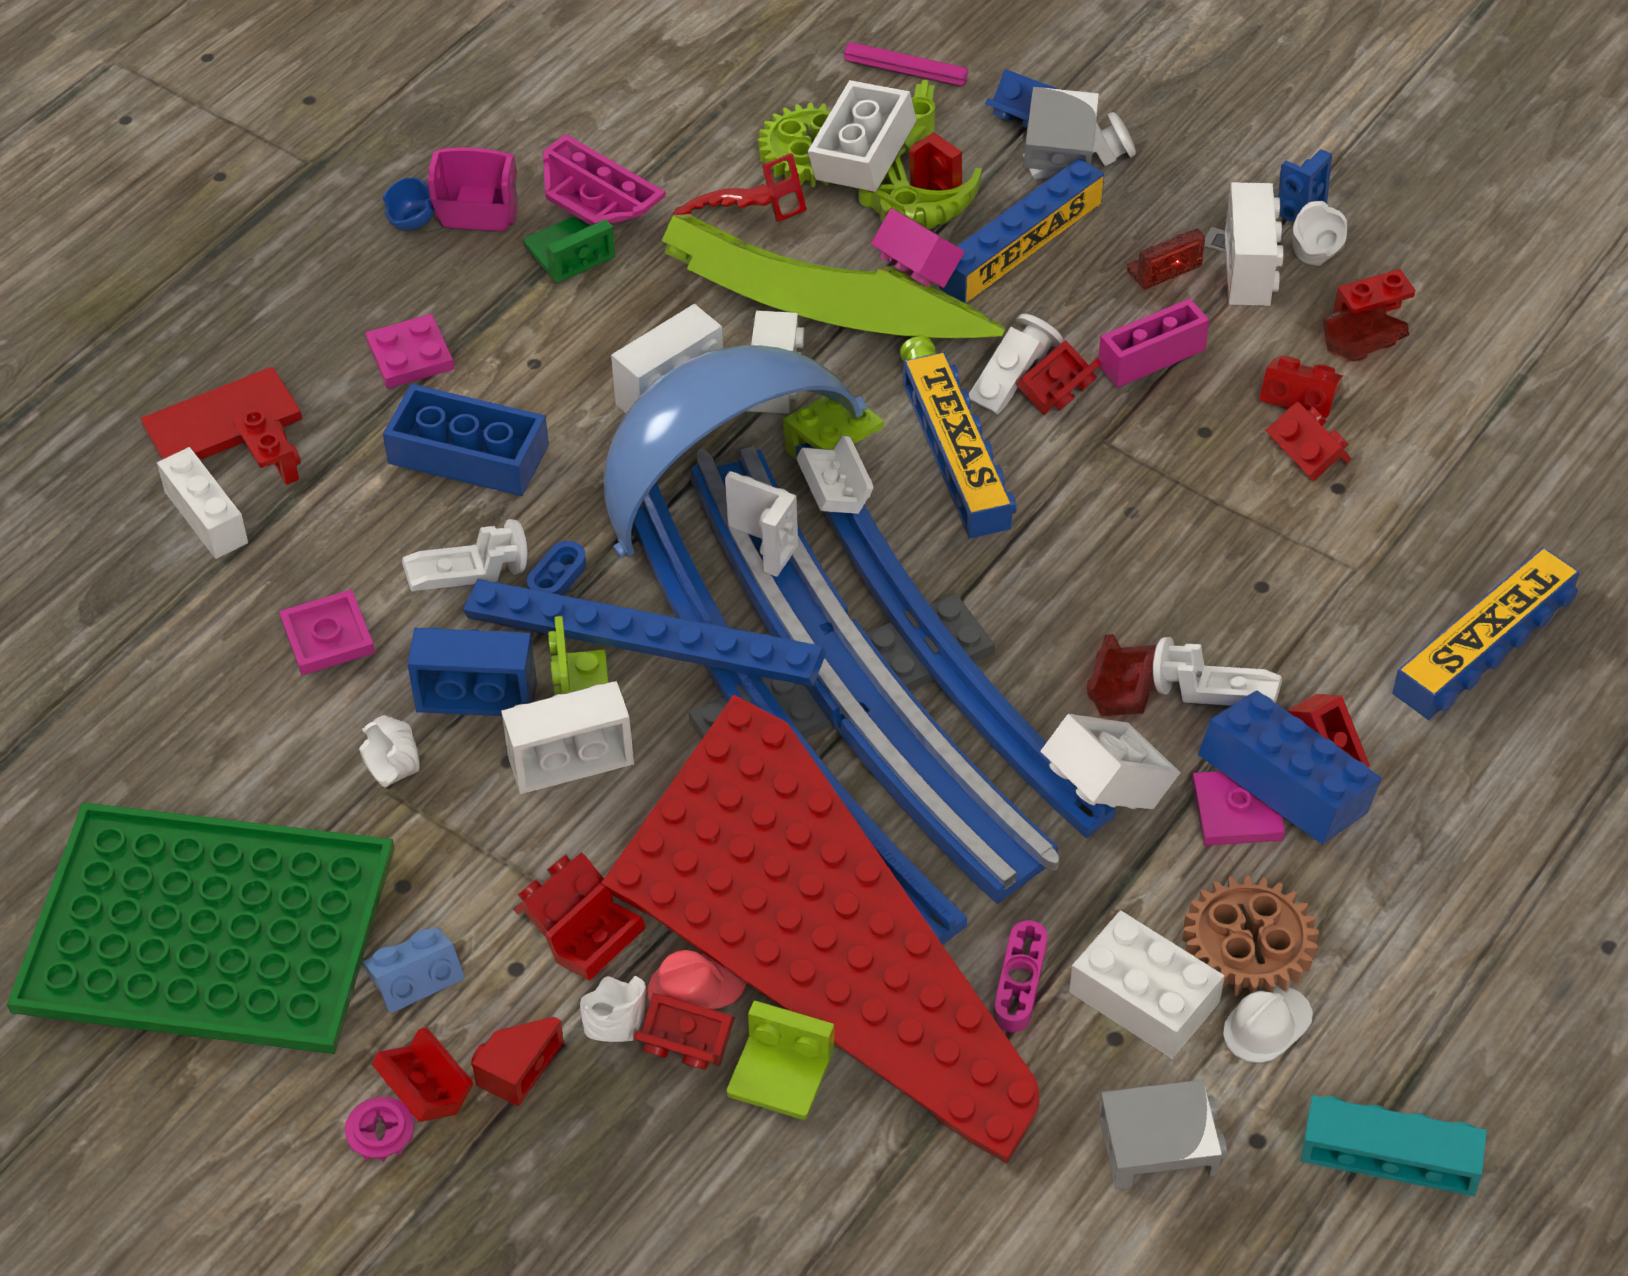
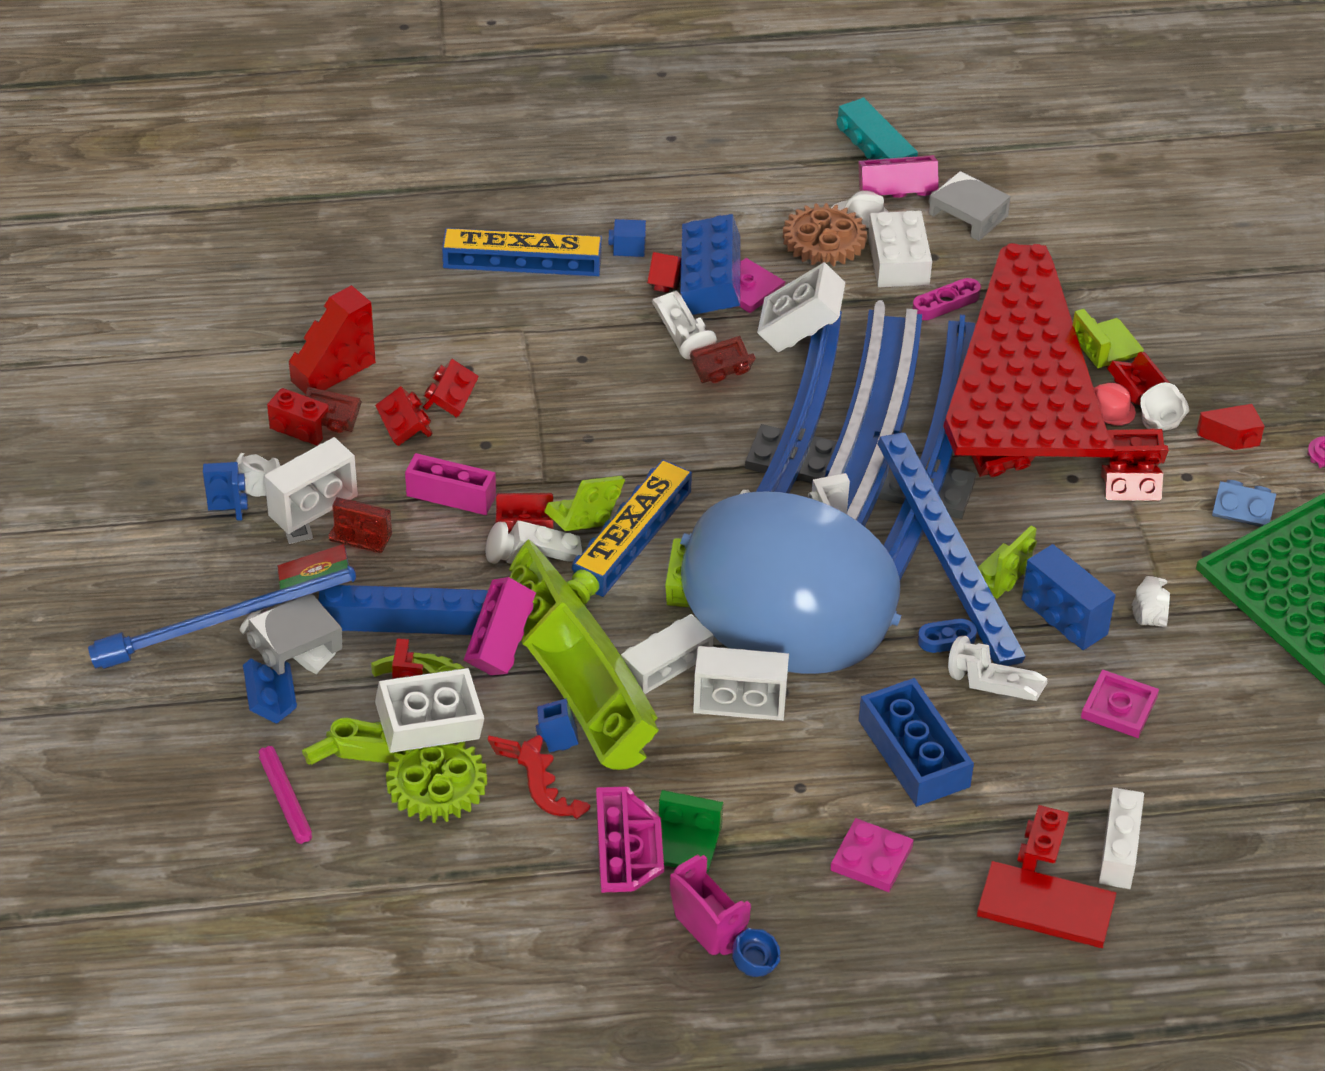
camera: 135 degrees left, 5 degrees down
(424, 1077) = (1290, 450): red bracket -> none
(568, 737) = (1058, 521): white brick -> none
(772, 229) = (557, 725): none -> blue brick
(1016, 409) = (590, 506): none -> lime bracket
(1116, 167) = (295, 580): none -> blue flag
(1282, 1088) = (899, 176): none -> brick
(1422, 743) = (628, 238): none -> blue brick
(1444, 372) = (336, 343): none -> red brick

